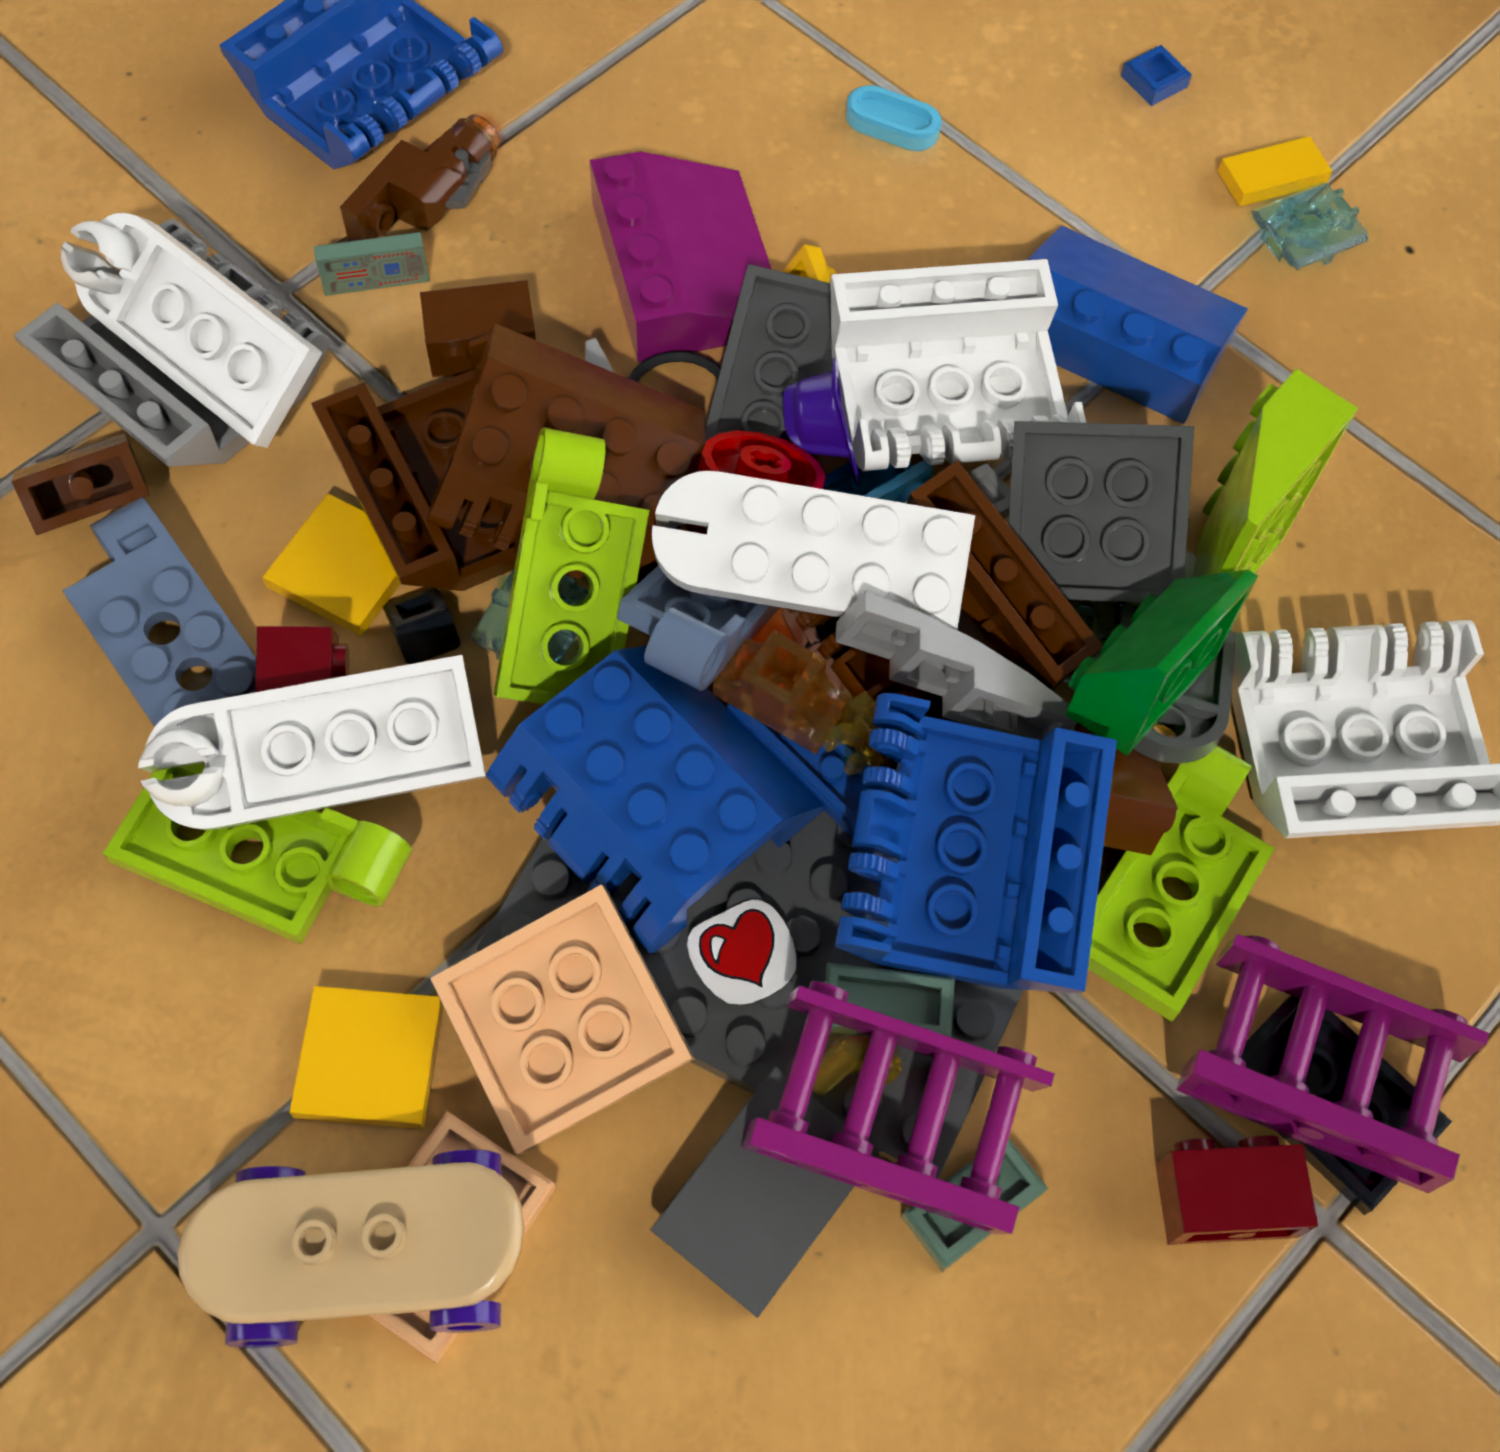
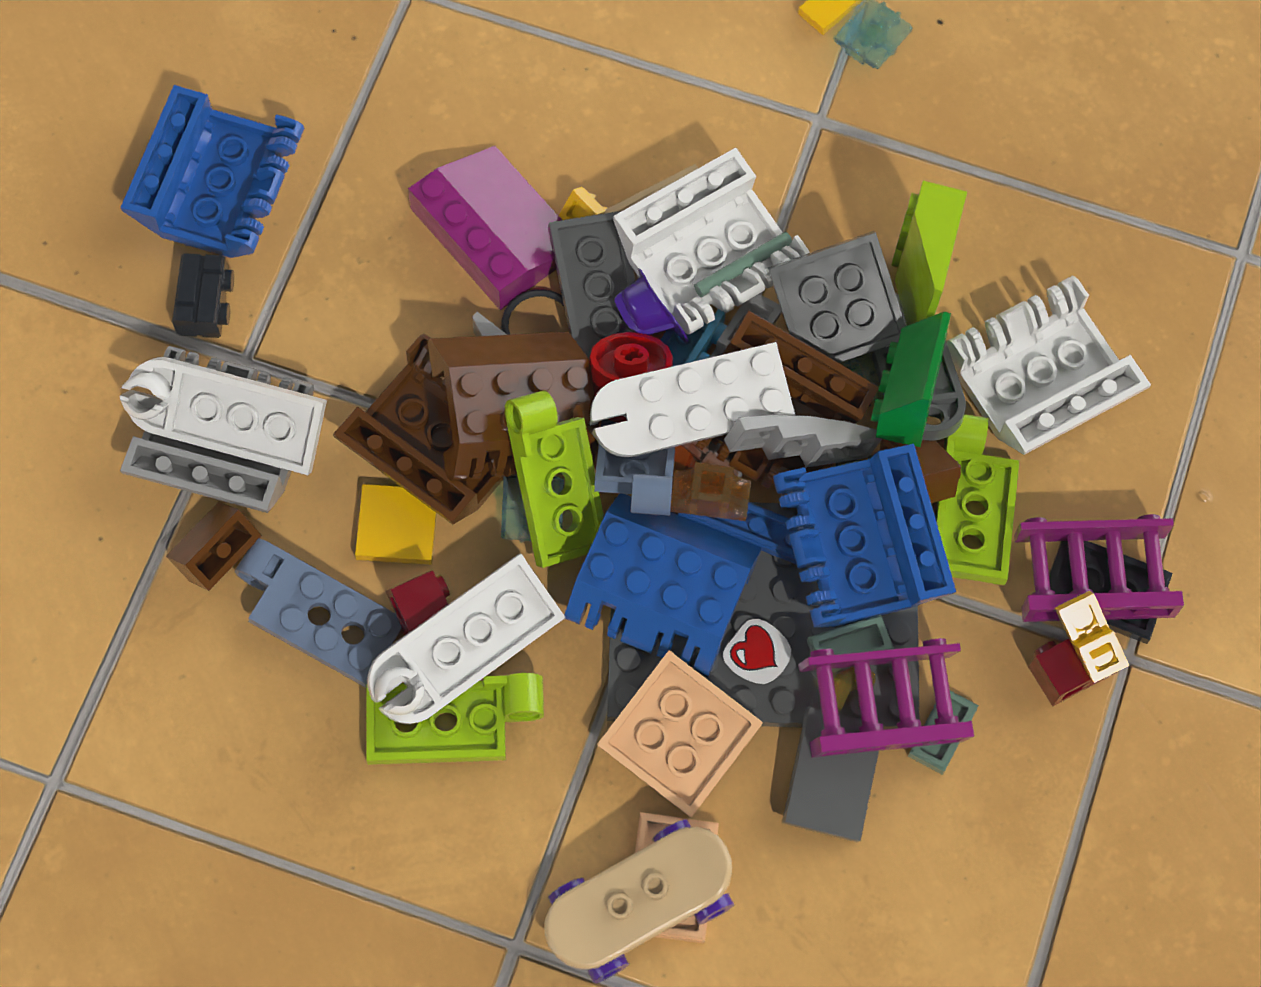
camera: 25 degrees left, 5 degrees up
(266, 192) = (202, 295): none -> black brick
(367, 1057) = (579, 804): yellow tile -> none
(371, 263) = (300, 317): sand green tile -> none
(421, 183) = (301, 244): reddish brown plate -> none
(422, 625) = (465, 542): black slope -> none
(467, 314) = (391, 331): reddish brown brick -> none
(856, 731) = (764, 495): clear yellow tile -> none
(893, 118) = (574, 62): medium azure tile -> none
(973, 416) = (738, 266): none -> sand green bar
(1134, 324) = (794, 149): blue slope -> none
(1277, 1161) = (1091, 636): none -> slope

